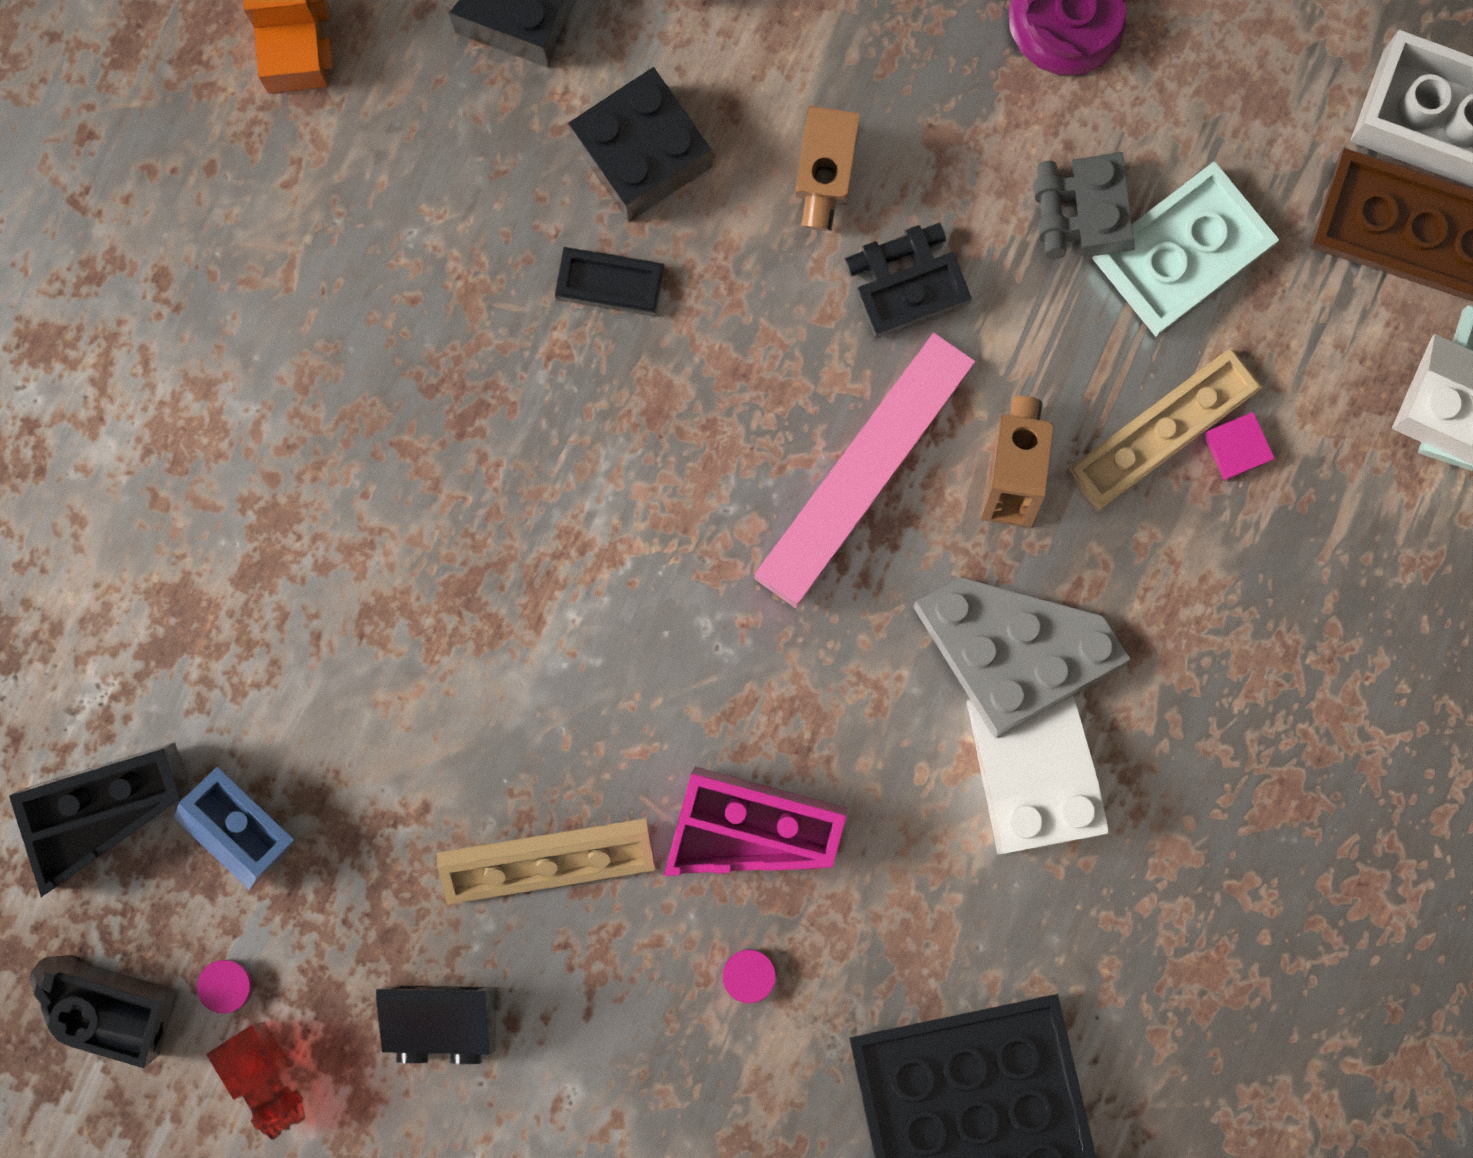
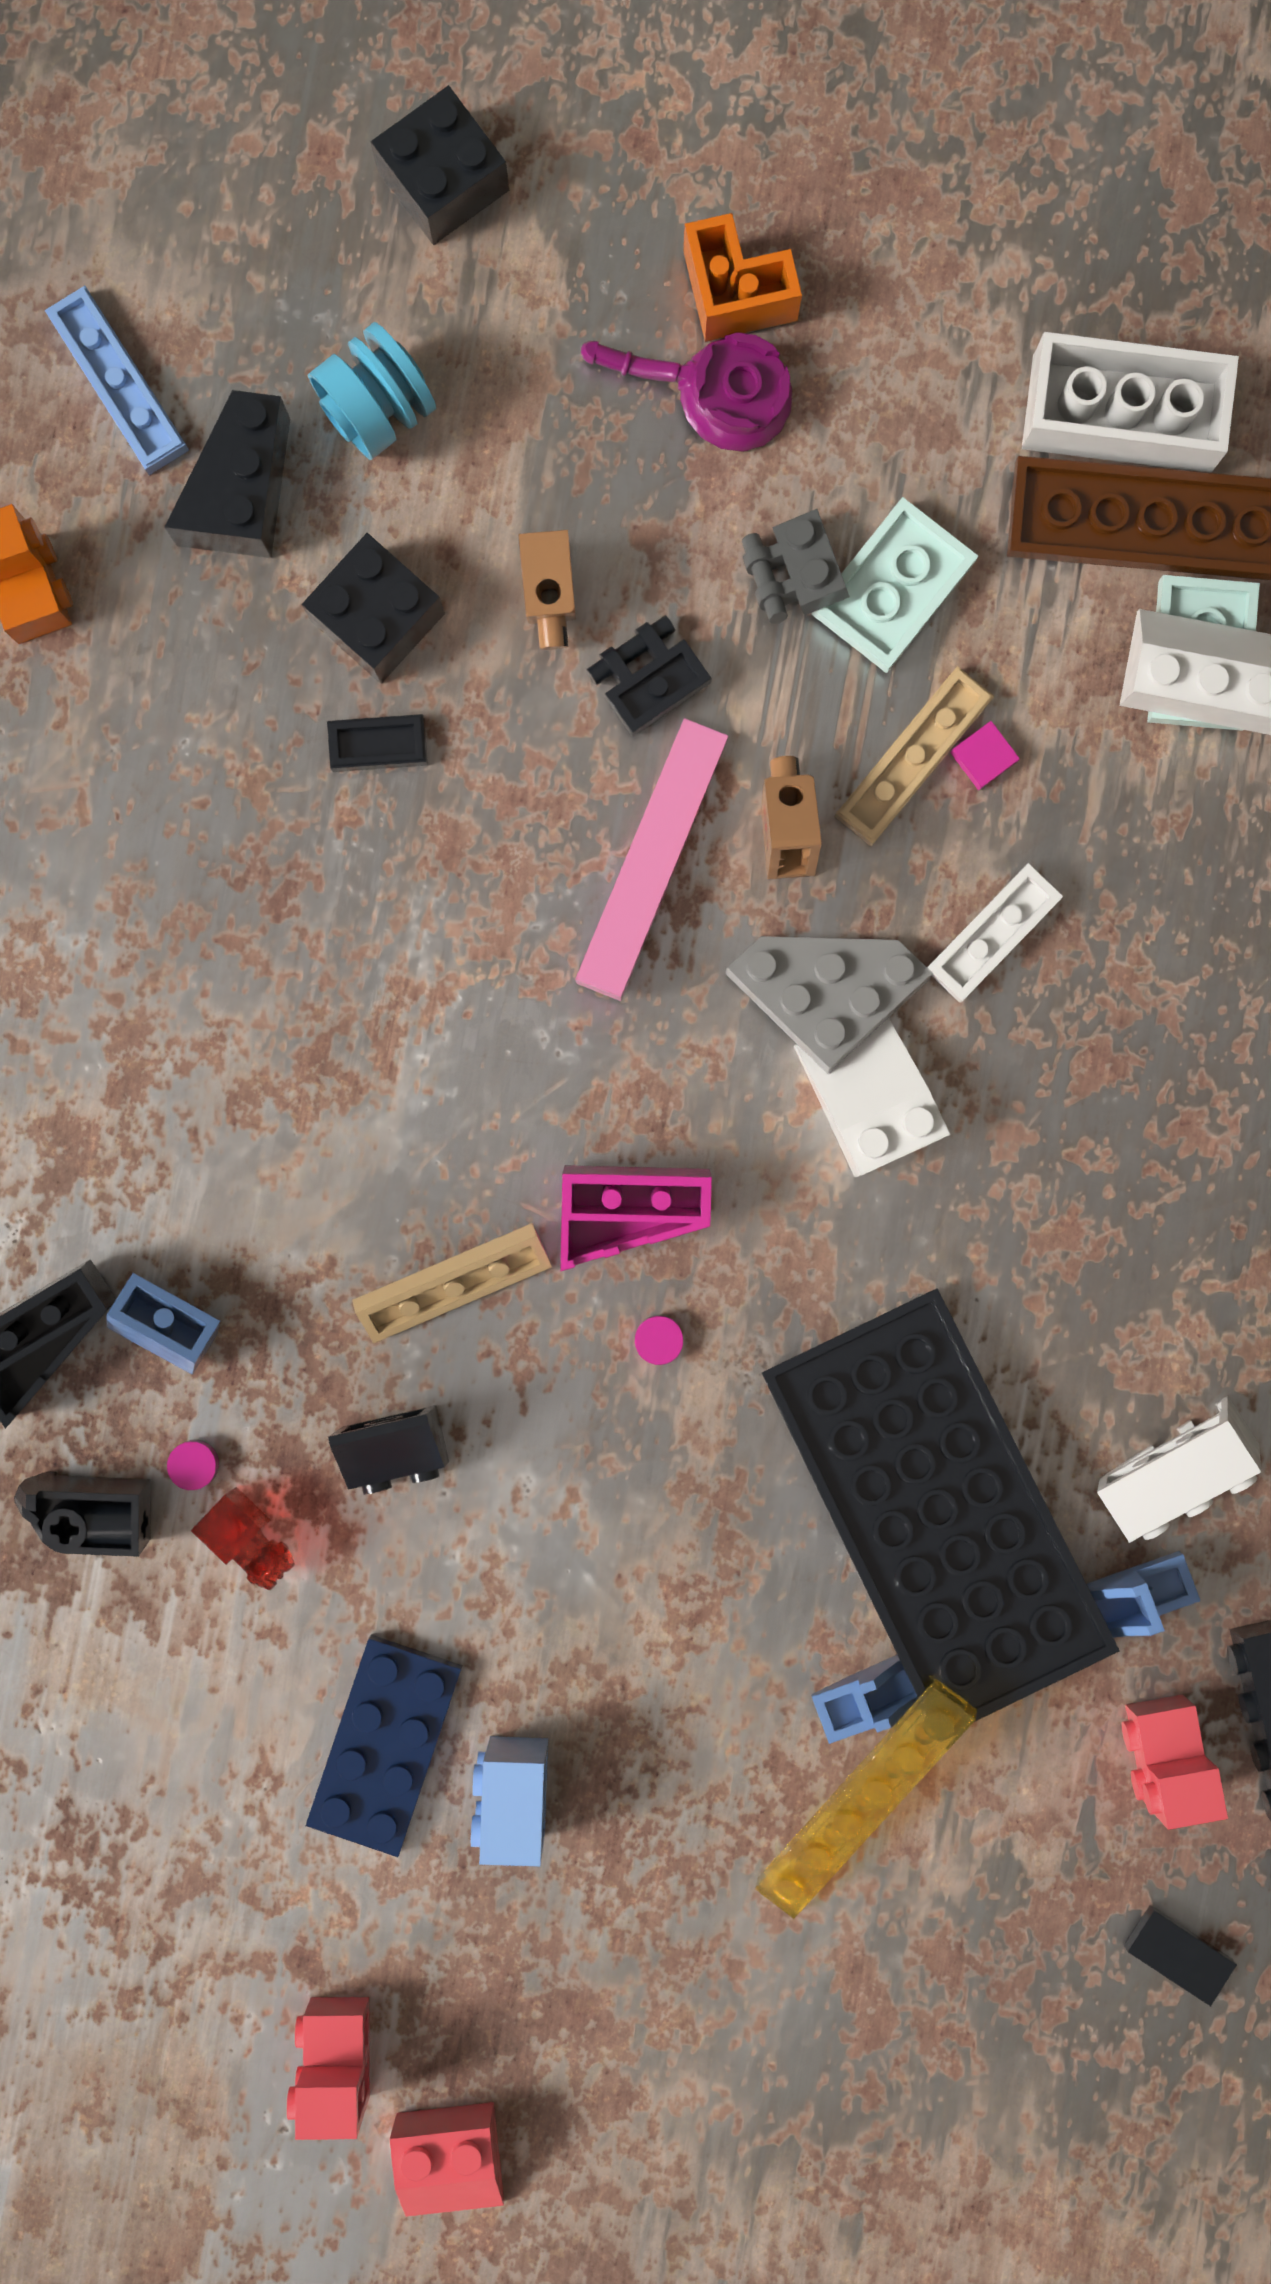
camera: 15 degrees left, 5 degrees up
(1205, 633) = (994, 933): none -> white plate

